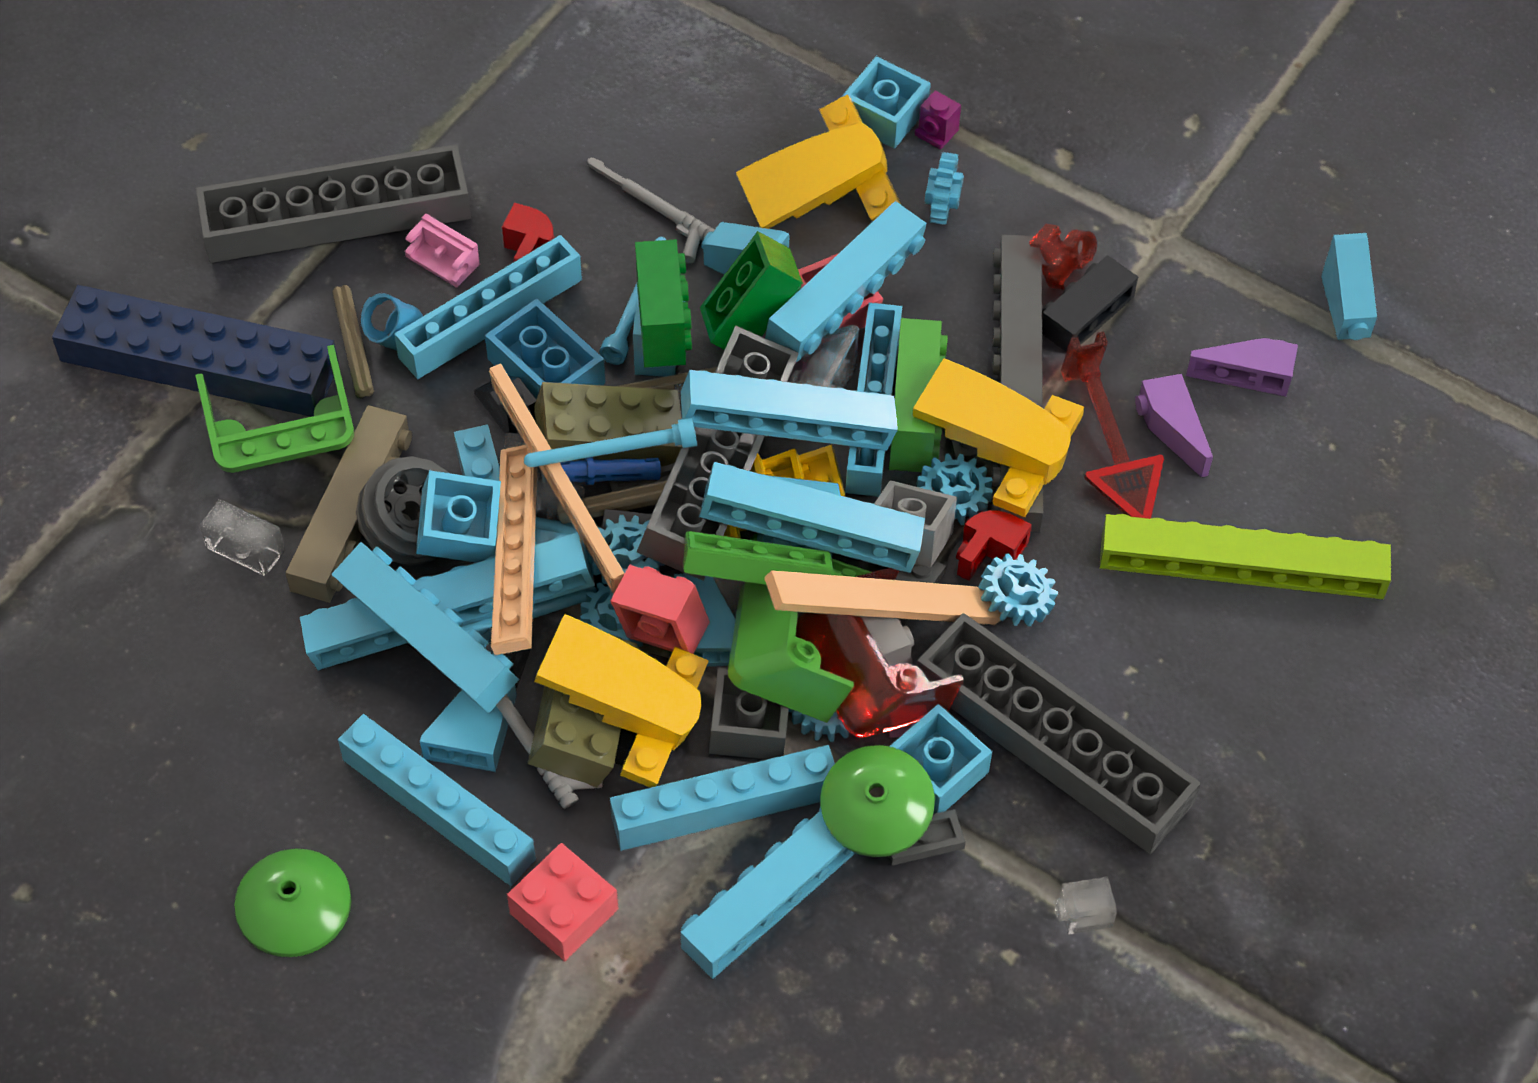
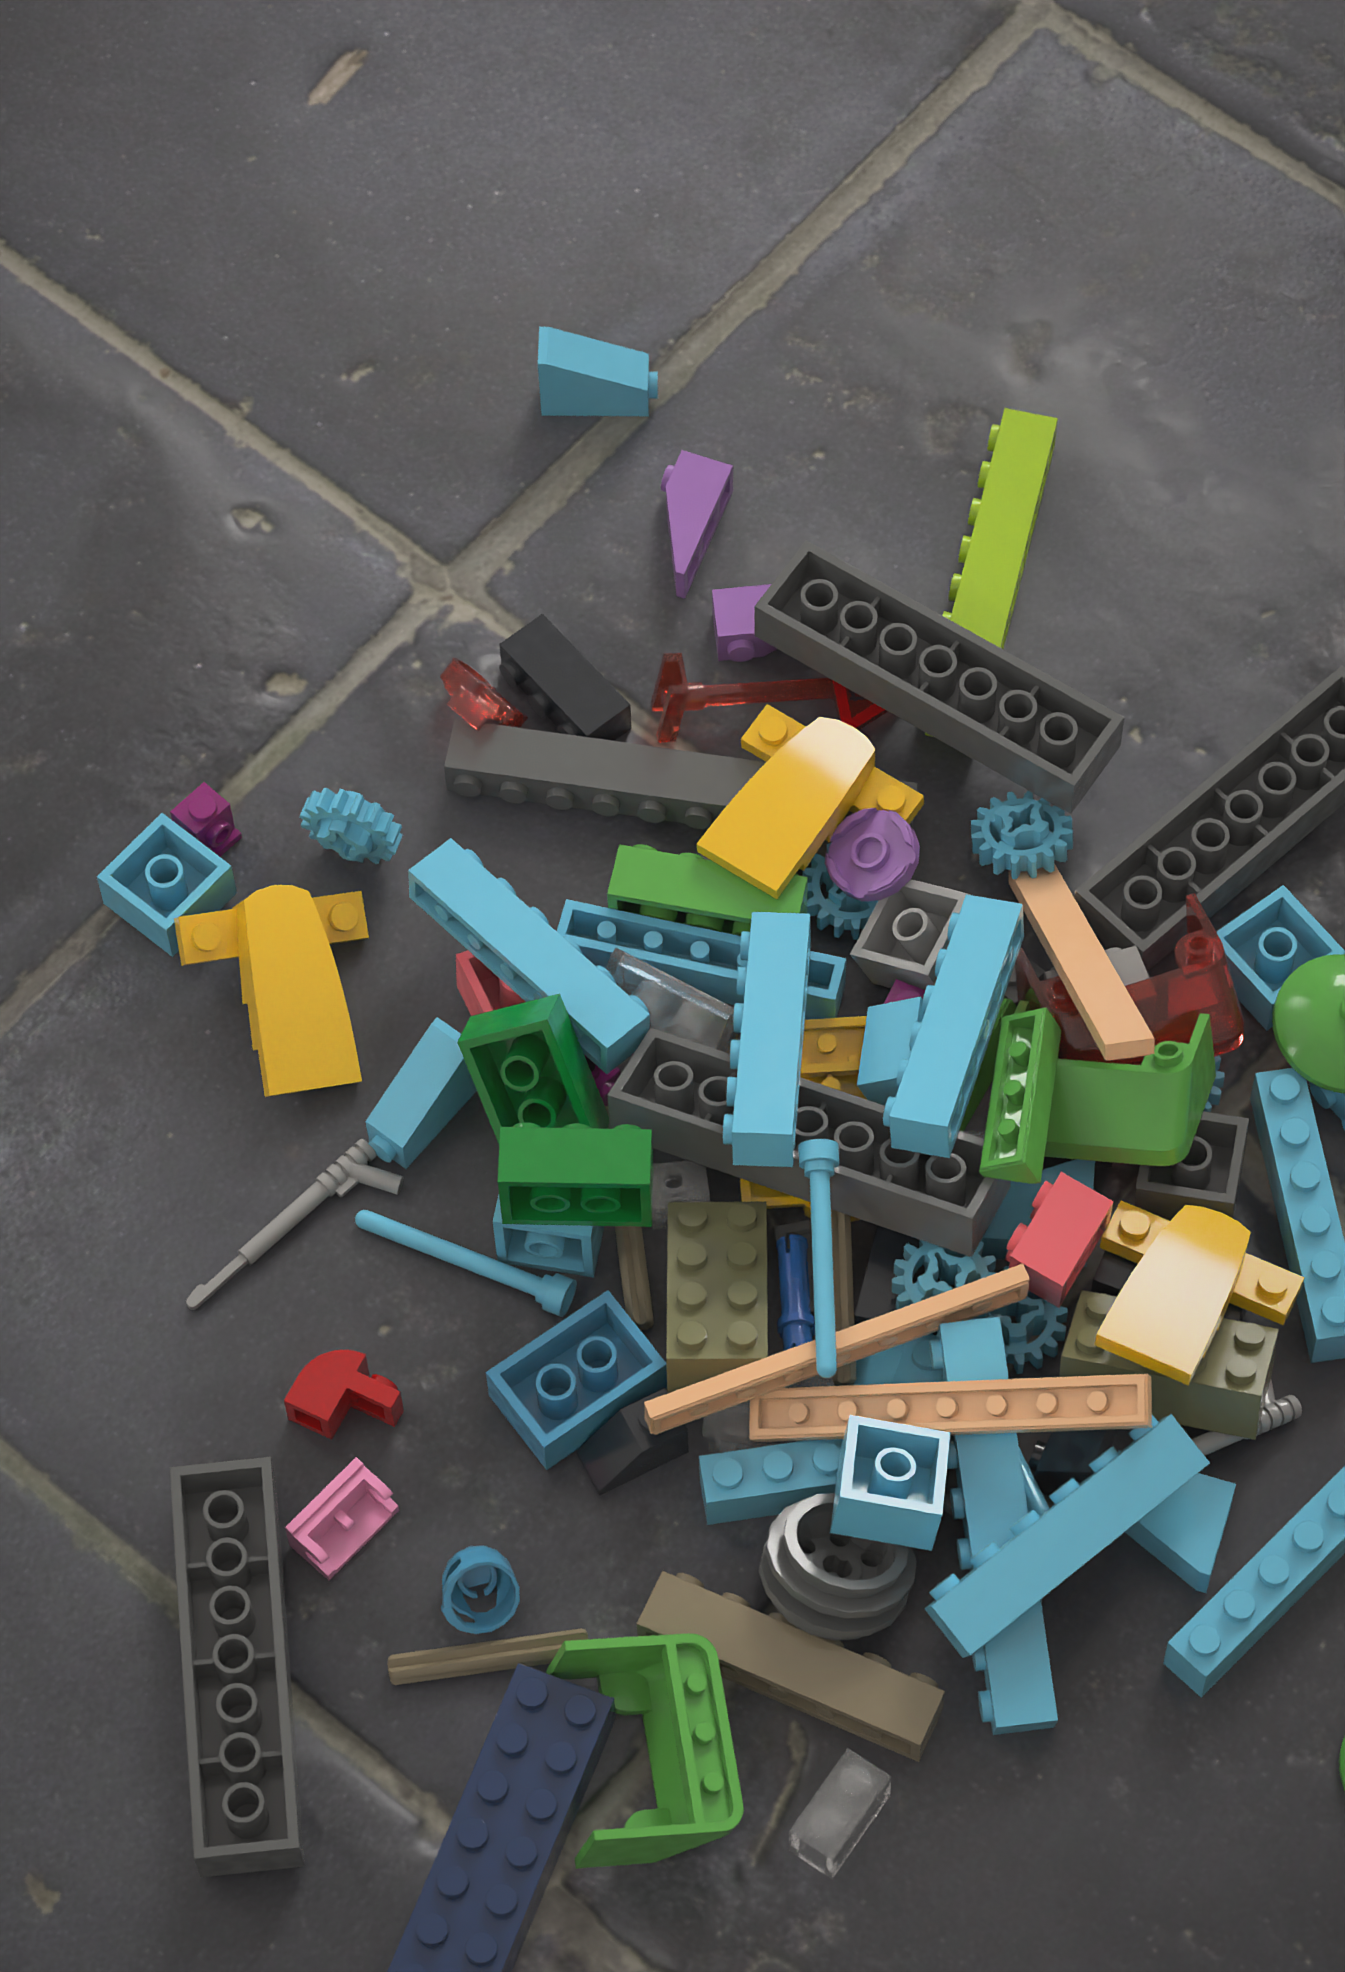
camera: 80 degrees left, 5 degrees up
(483, 307) = (471, 1451): medium azure brick -> none
(968, 480) = (872, 854): none -> medium lavender tile
(991, 535) = (942, 843): red brick -> none
(1122, 506) = (938, 676): none -> dark grey brick

